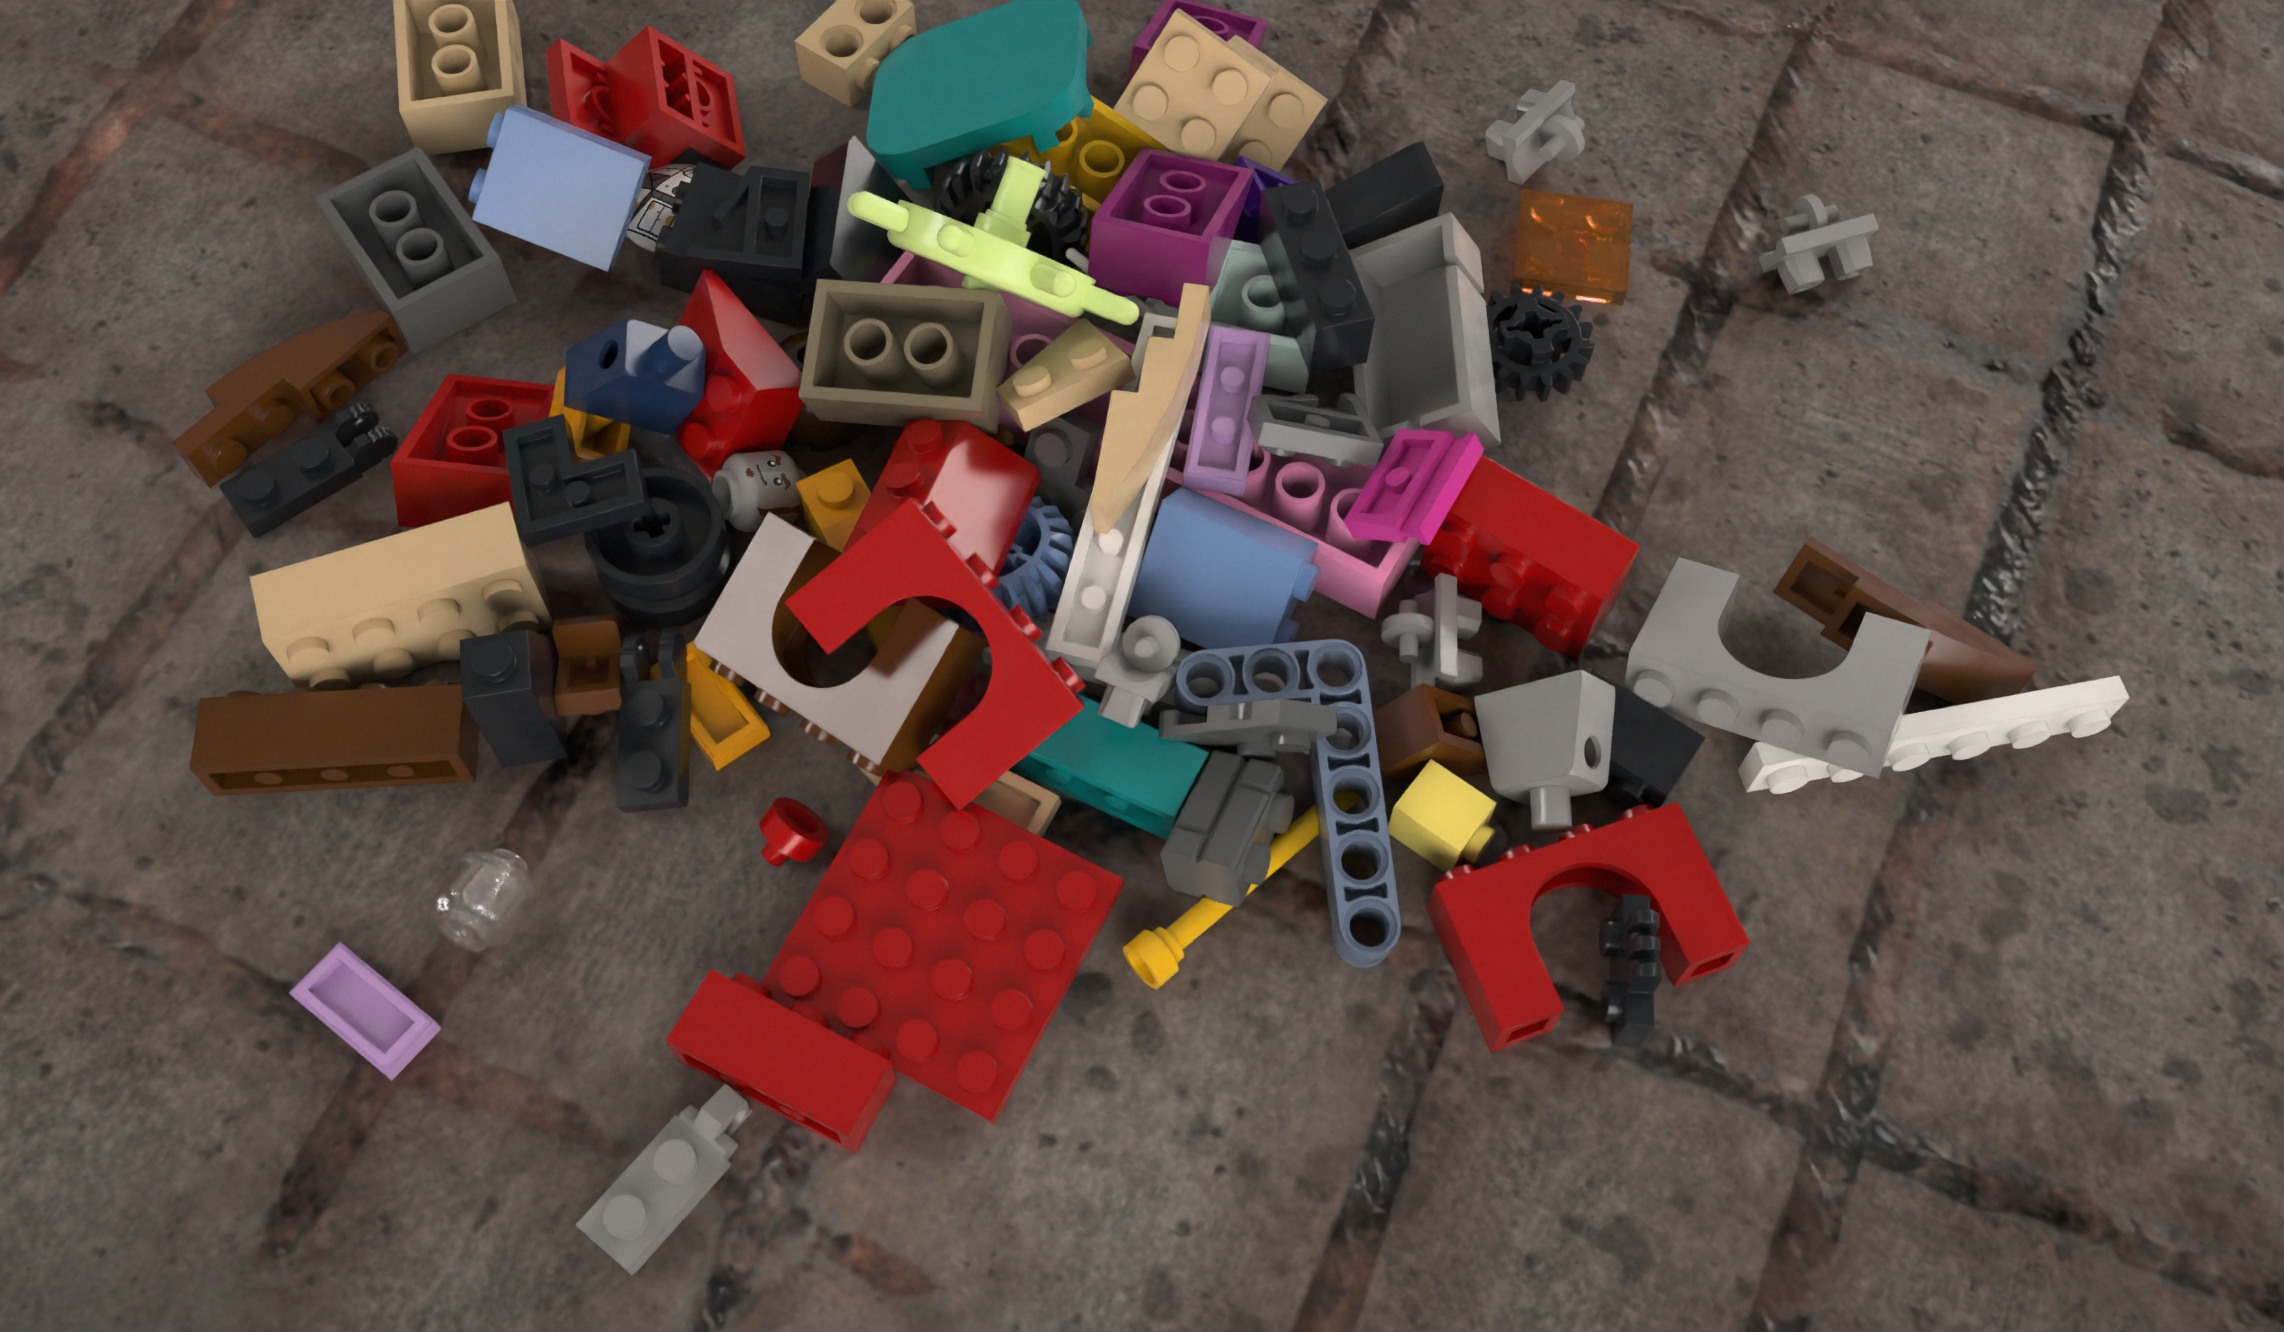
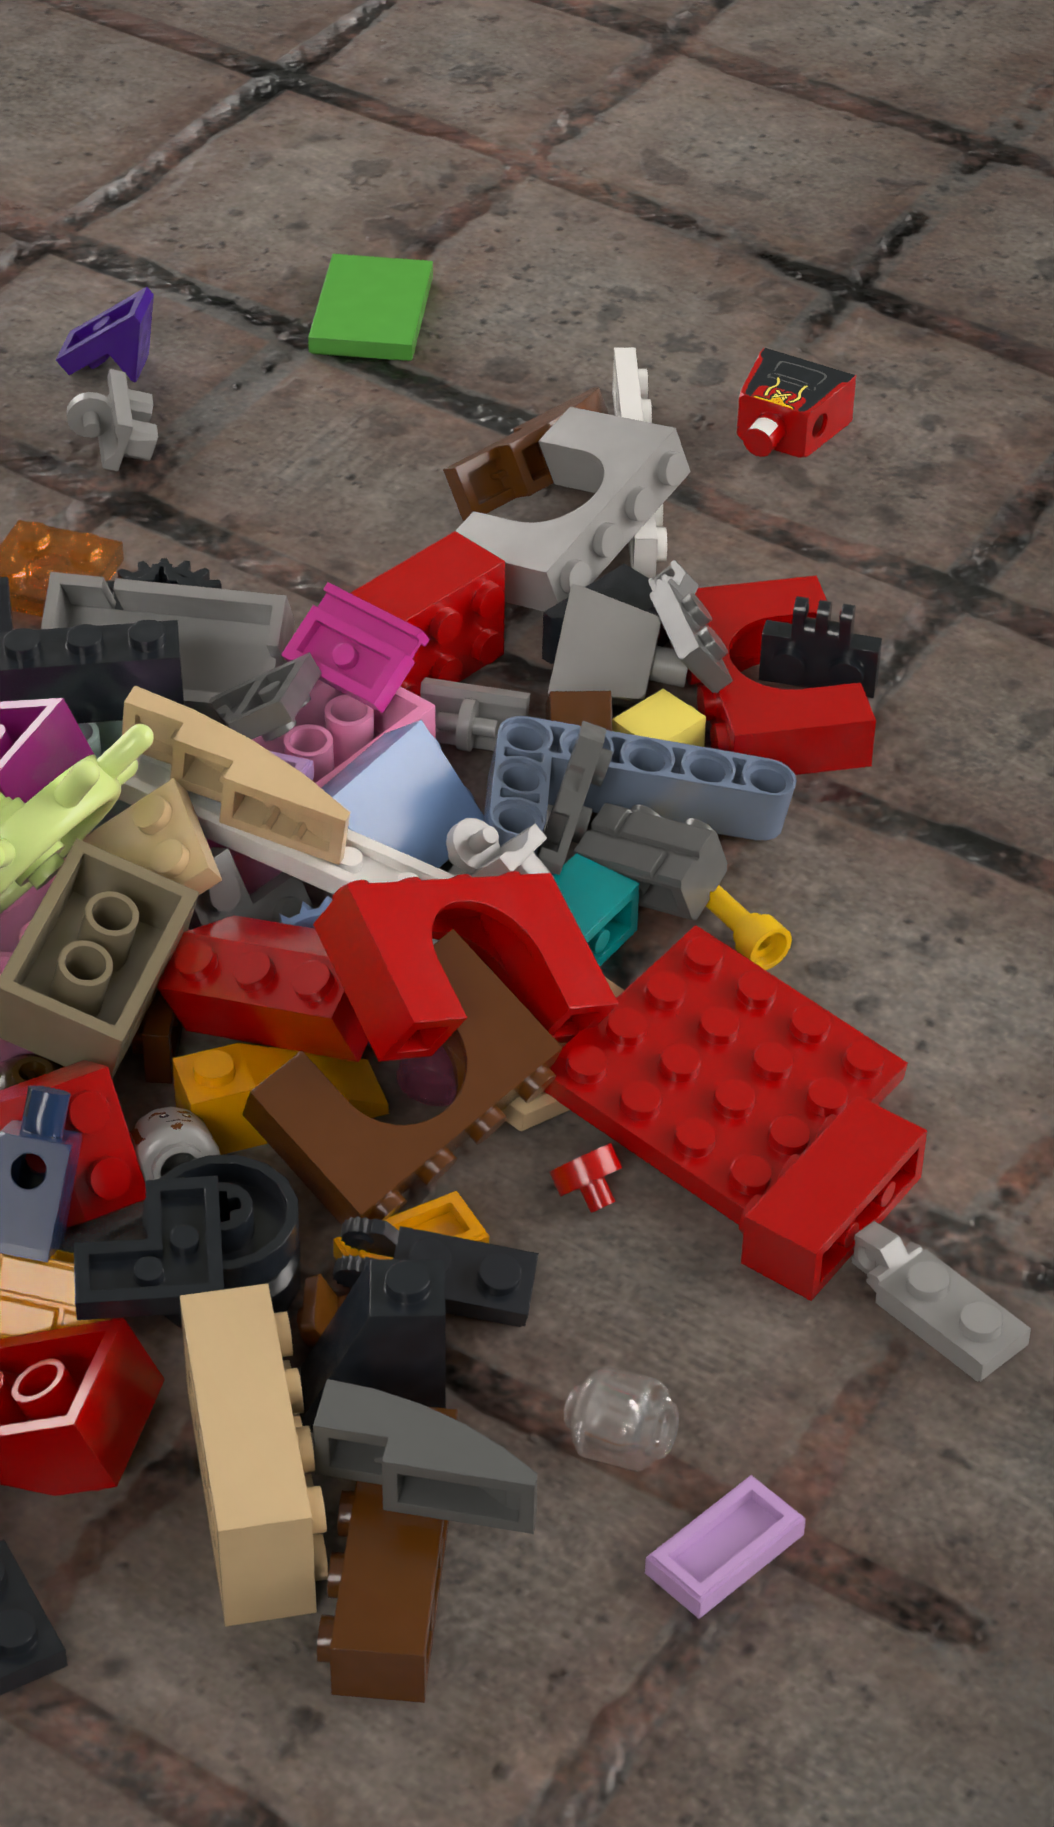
camera: 80 degrees left, 20 degrees down
(362, 724) = (421, 1459): none -> dark grey slope
(1582, 806) = (687, 627): none -> dark grey hinge
(1954, 217) = (117, 333): none -> dark purple slope
(2114, 891) = (793, 405): none -> red torso
(2141, 437) = (371, 307): none -> bright green tile

